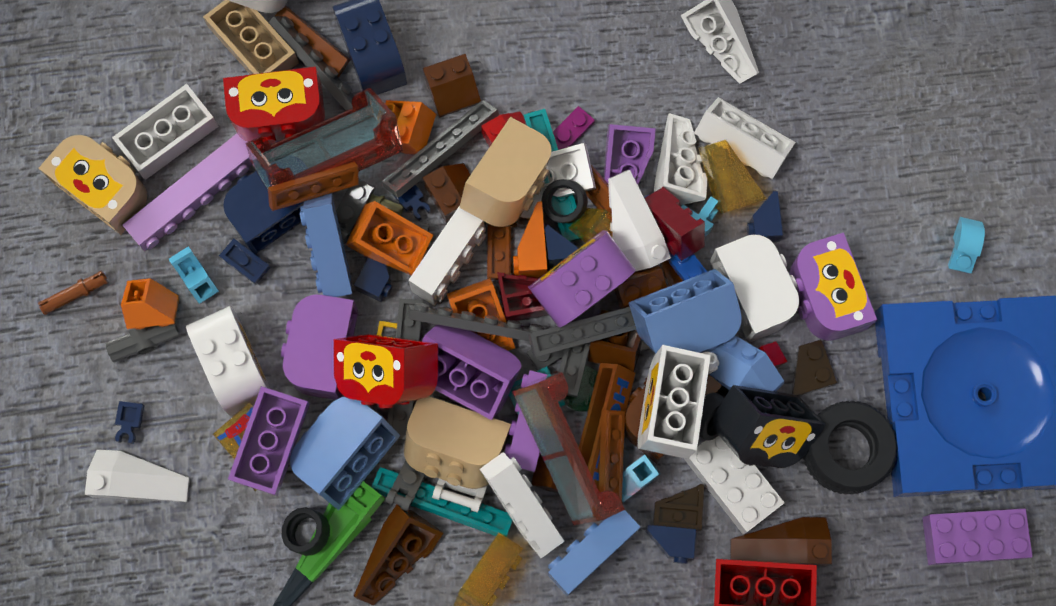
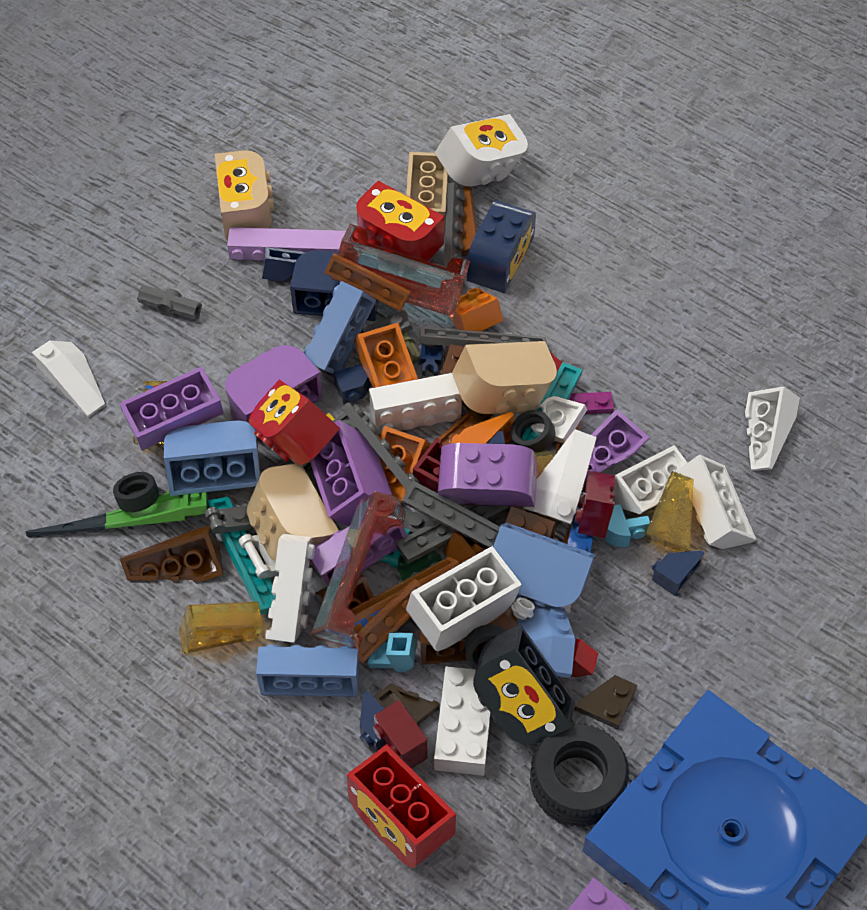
camera: 45 degrees right, 20 degrees down
(81, 288) = (166, 246): dark orange pin -> none
(128, 417) = (108, 338): dark blue plate -> none
(148, 304) = (193, 280): orange slope -> none
(165, 131) = (315, 199): white brick -> none
(193, 275) = (242, 290): medium azure brick -> none
(202, 220) = (279, 263): none -> dark blue slope
(227, 359) = (206, 340): white brick -> none
(244, 261) = (282, 309): dark blue plate -> none
(452, 85) = (533, 311): reddish brown slope -> none
(708, 536) = (401, 734): none -> dark red brick
(761, 284) = (621, 602): white brick -> none
(791, 542) = (475, 811): reddish brown wedge -> none
(831, 290) = (676, 650): brick -> none
(968, 244) = (826, 714): medium azure brick -> none

